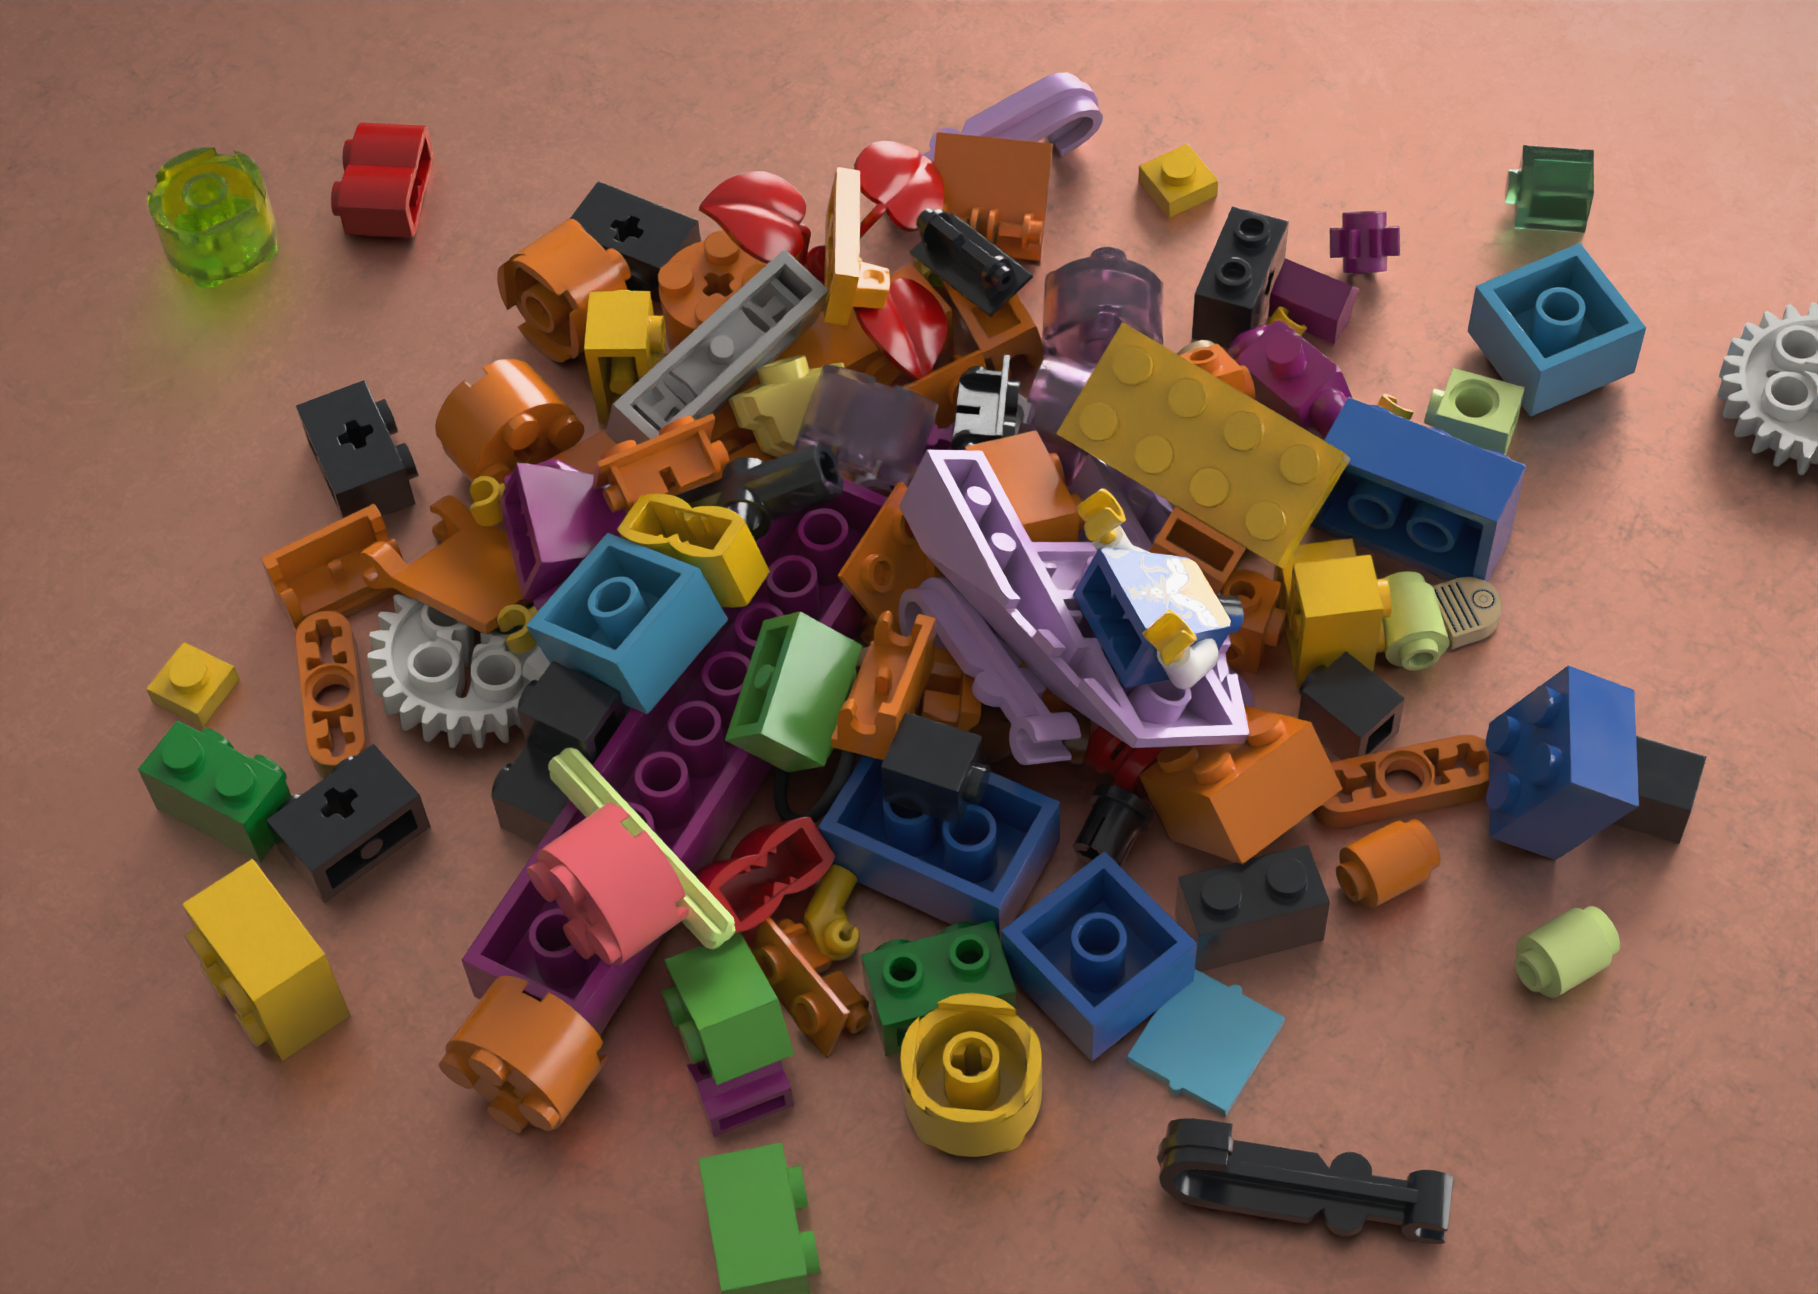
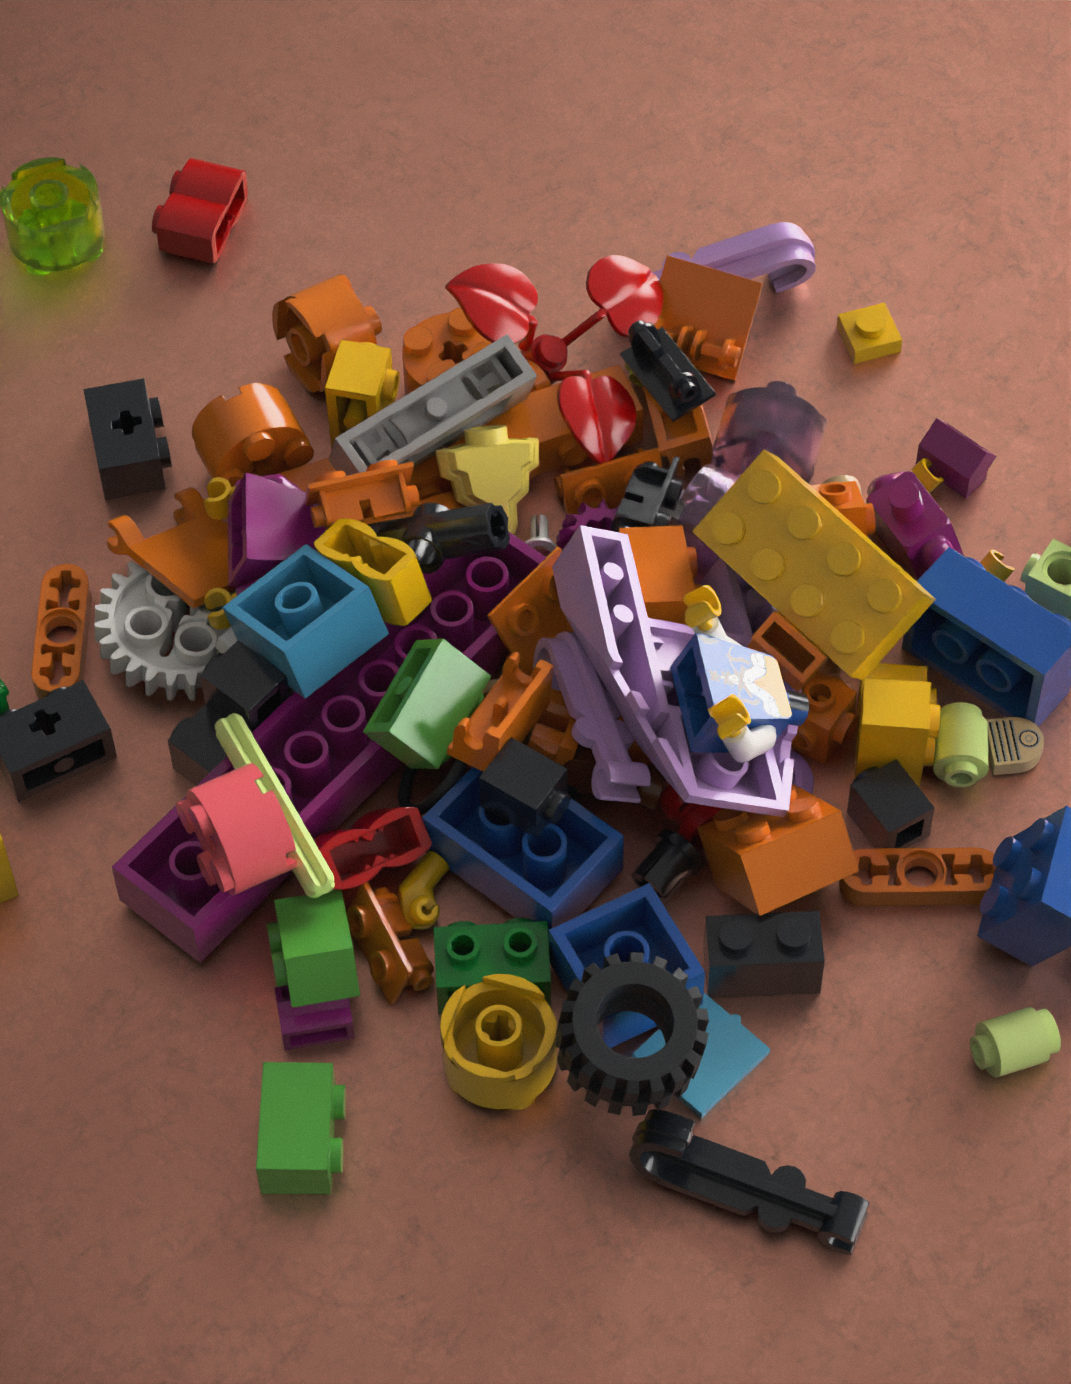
camera: 10 degrees right, 0 degrees up
(327, 568) = (78, 529): orange hinge -> none
(524, 1056) = (145, 953): orange brick -> none
(638, 230) = (396, 294): black brick -> none
(845, 275) = (557, 369): light orange hinge -> none
(867, 424) = (542, 494): brick -> none
(1147, 982) = (638, 989): none -> black tyre
(1239, 276) = (894, 425): black brick -> none
(1364, 241) = (1011, 416): magenta gear -> none
(1387, 862) = (886, 940): orange brick -> none

